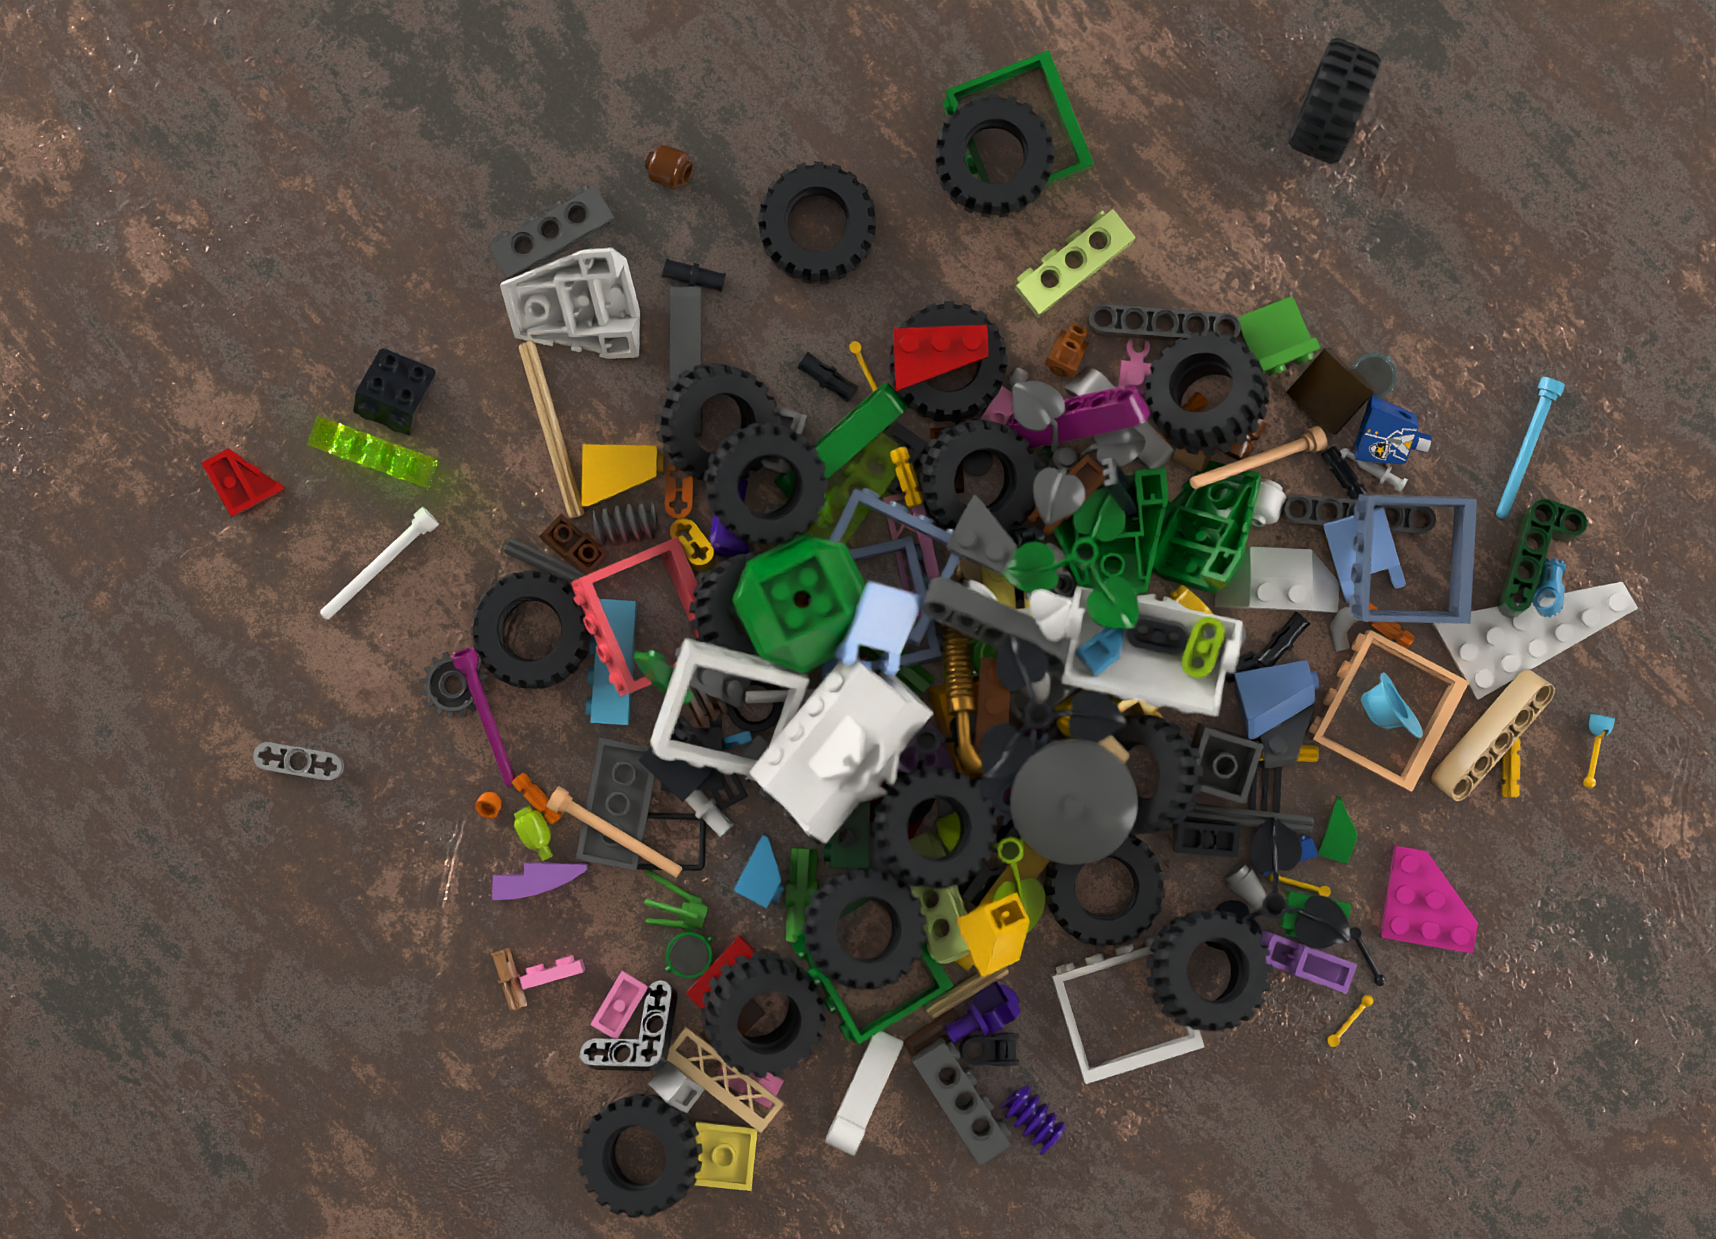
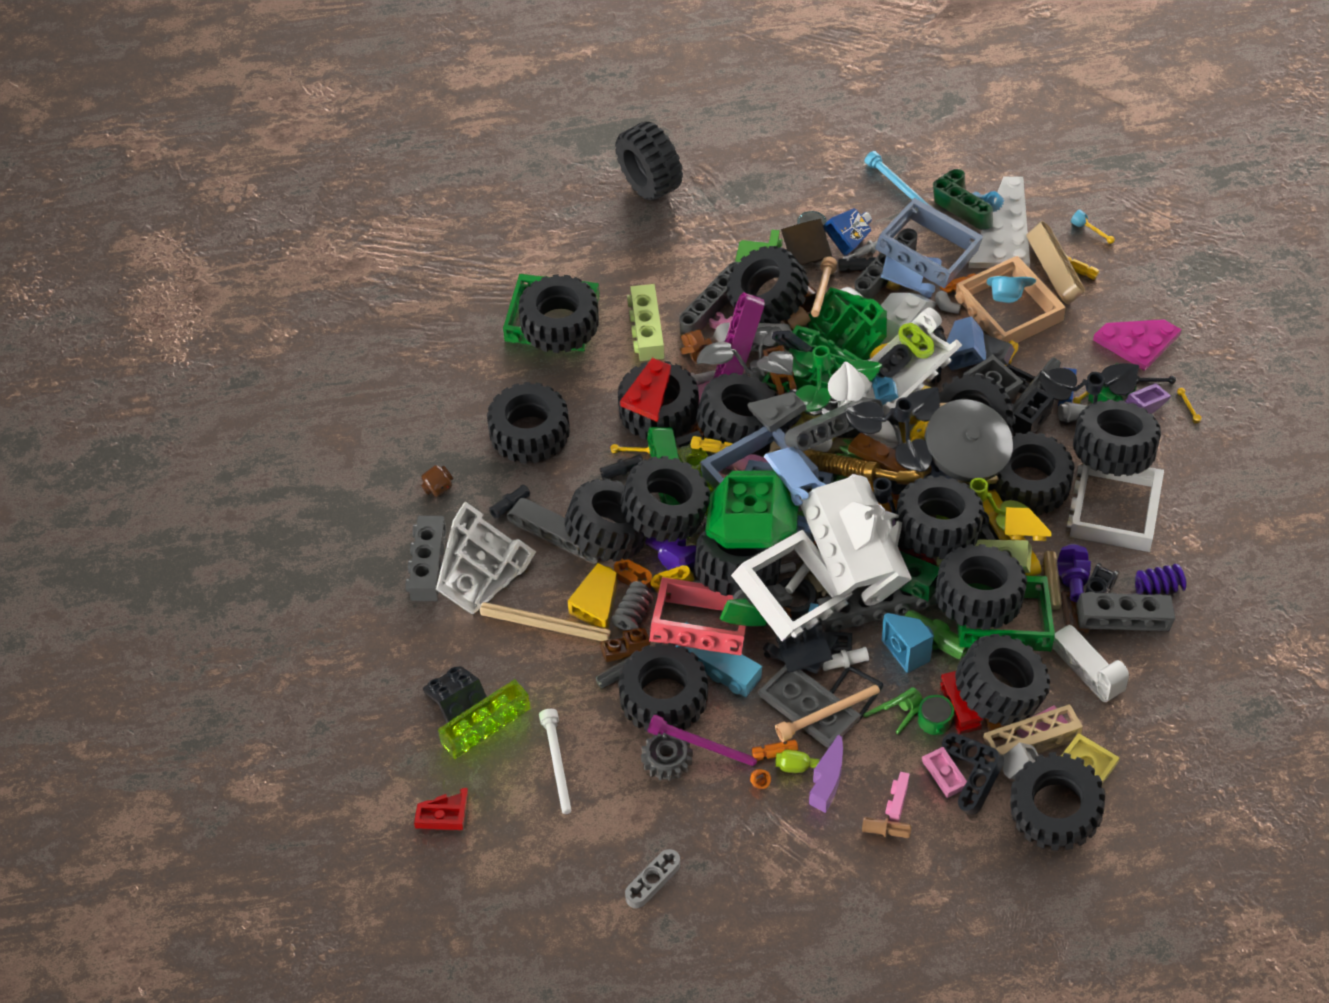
camera: 55 degrees left, 35 degrees down
(1339, 834) = (1069, 356): green slope -> none

